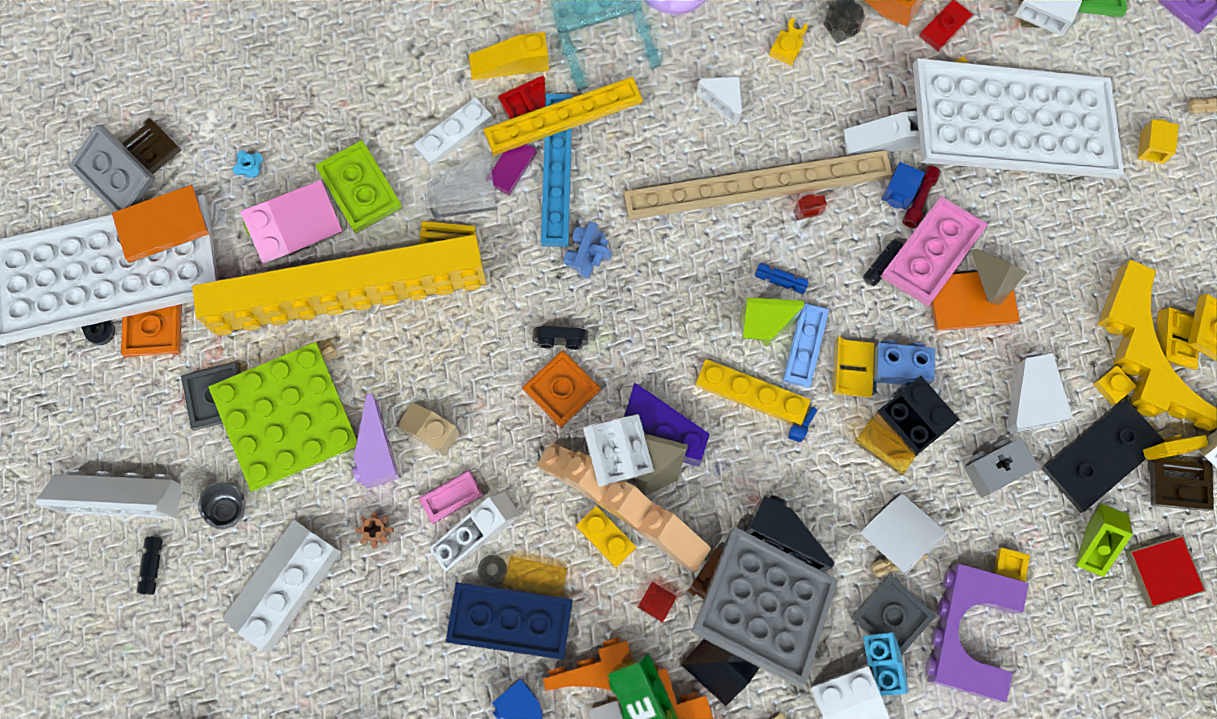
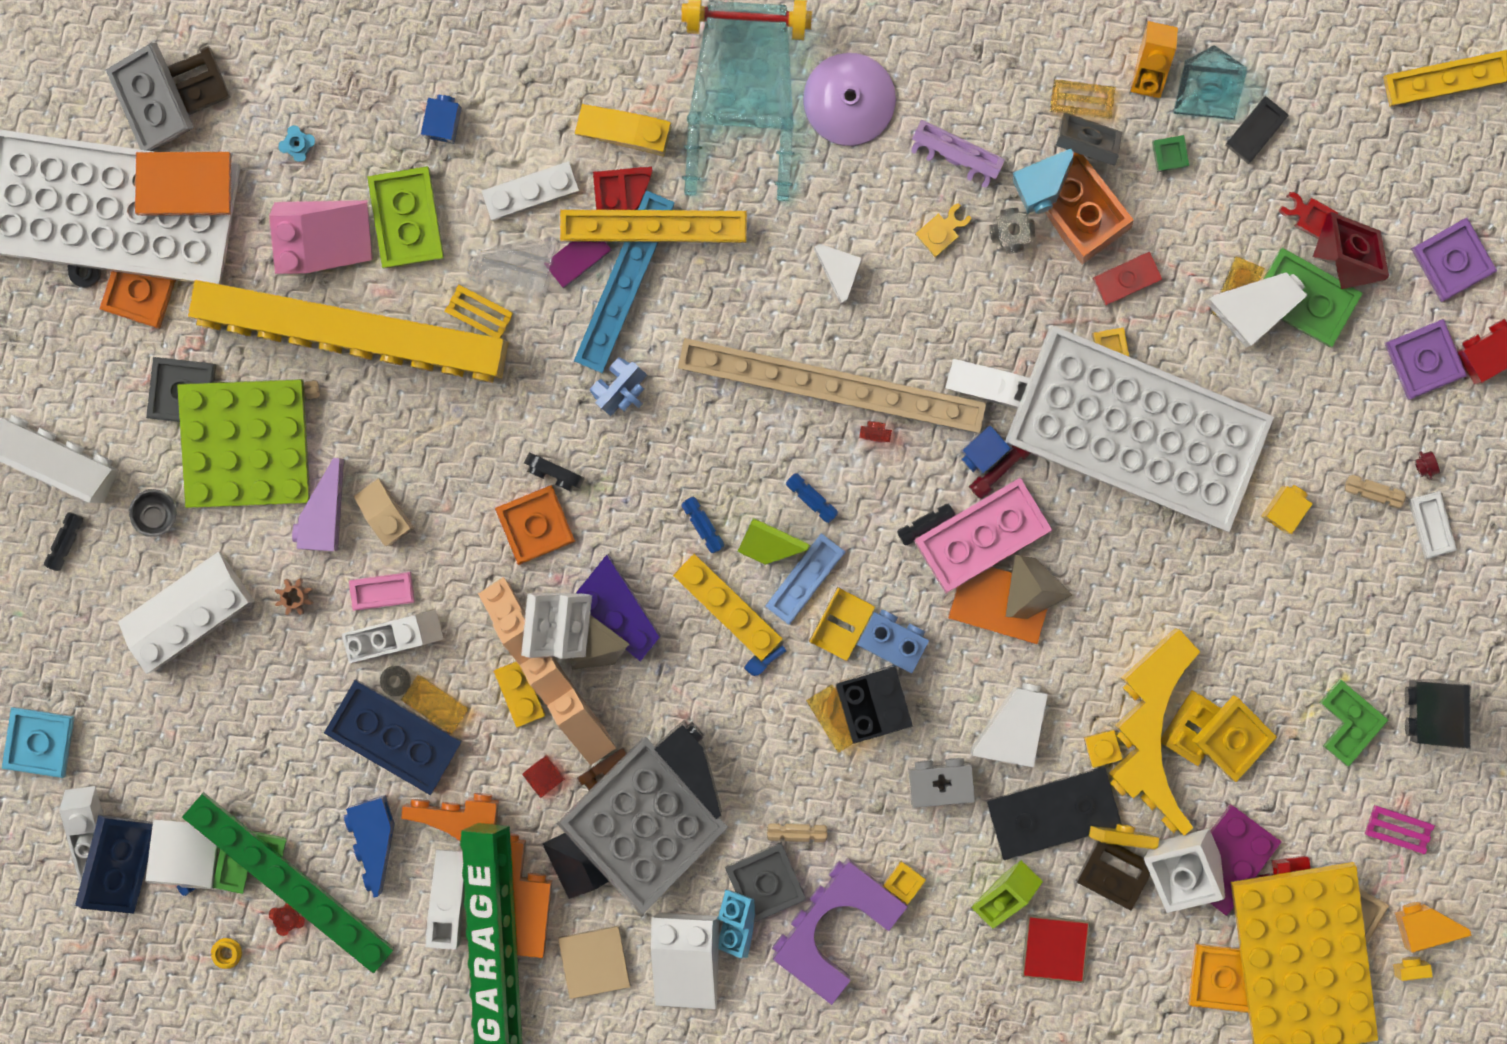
camera: 20 degrees right, 15 degrees up
(360, 103) = (441, 119): none -> blue brick
(702, 333) = (702, 524): none -> blue axle
(903, 533) = (811, 809): white slope -> none

